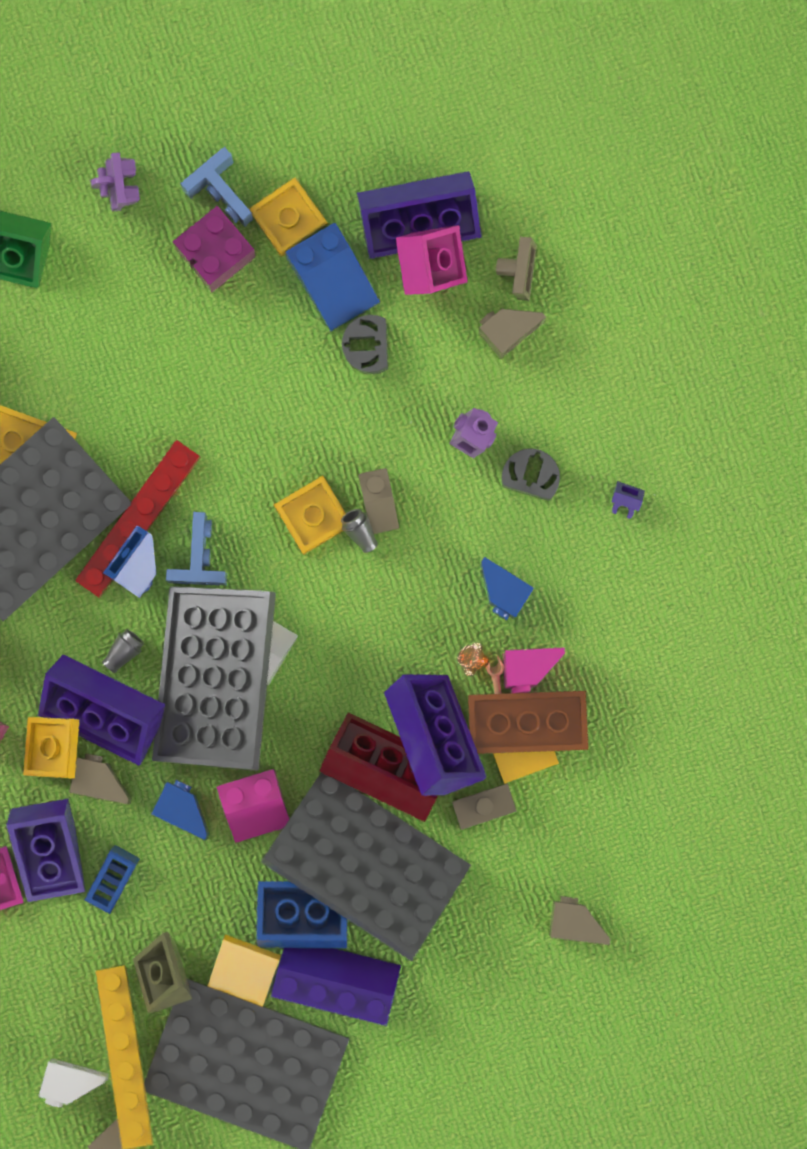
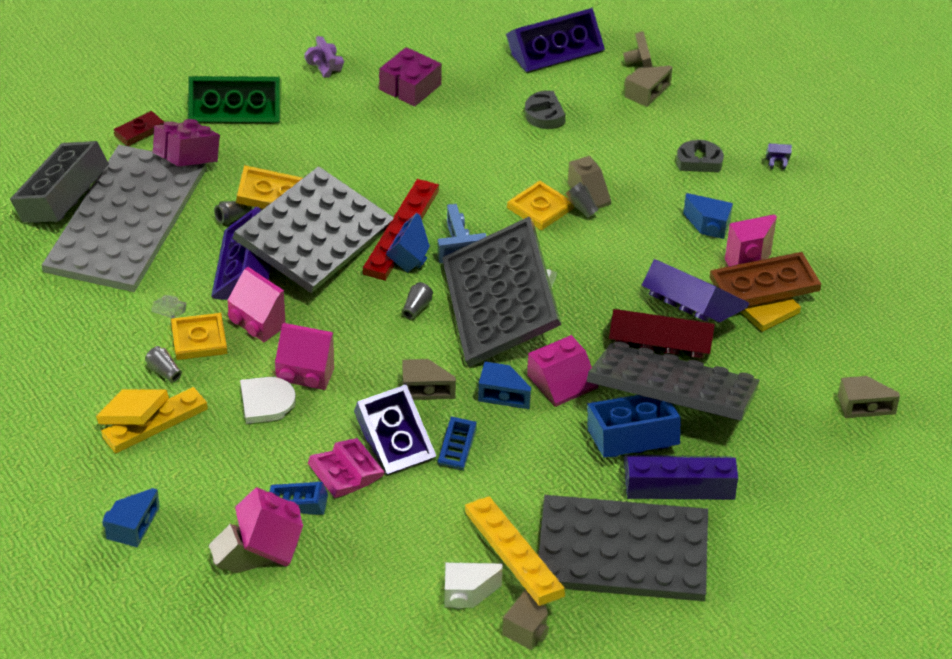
camera: 15 degrees left, 40 degrees down
(51, 747) = (377, 363): yellow tile -> none
(106, 709) = (411, 332): dark purple slope -> none
(162, 974) = (528, 484): olive slope -> none
(208, 175) = (394, 42): medium blue bracket -> none
(244, 970) = (597, 474): yellow tile -> none
(288, 216) = (460, 59): yellow tile -> none
(332, 276) = (501, 77): blue slope -> none
(431, 260) = (573, 55): dark pink slope -> none
(466, 656) = (702, 258): clear orange plate -> none
(474, 432) = (646, 134): medium lavender brick -> none
(484, 806) = (753, 345): dark tan tile -> none
(495, 673) = (717, 263): light nougat hand -> none

